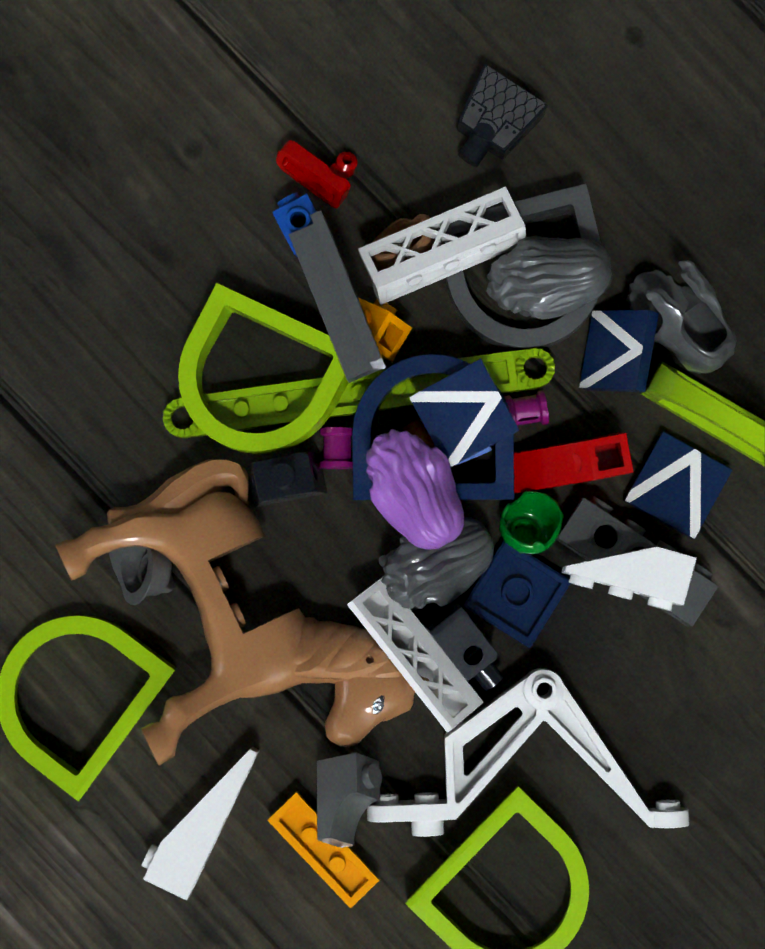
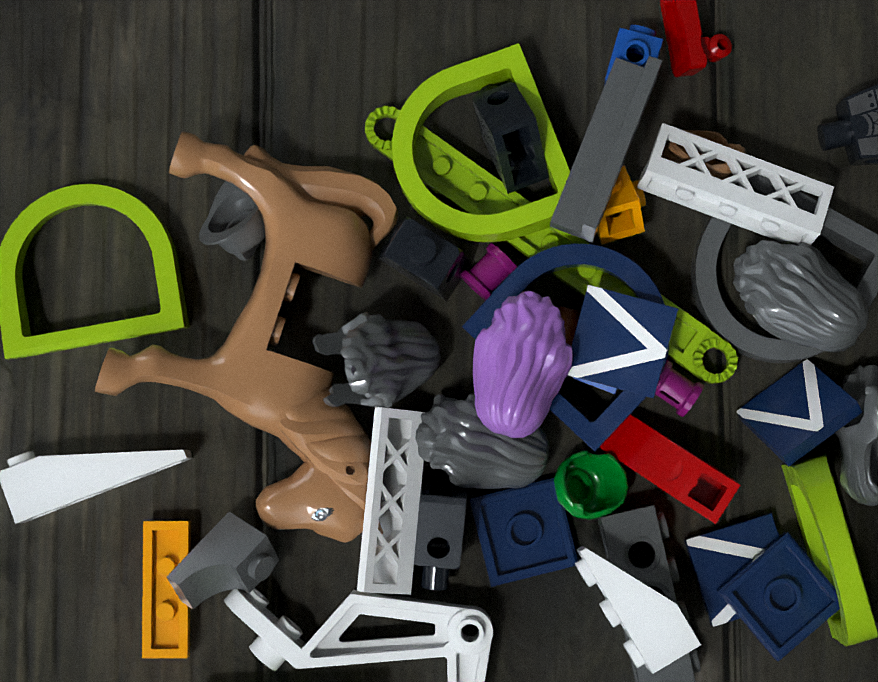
camera: 40 degrees right, 0 degrees up
(252, 336) = (504, 116): none -> black torso
(322, 568) = (381, 359): none -> dark grey hair
(718, 479) = (781, 596): none -> dark blue tile

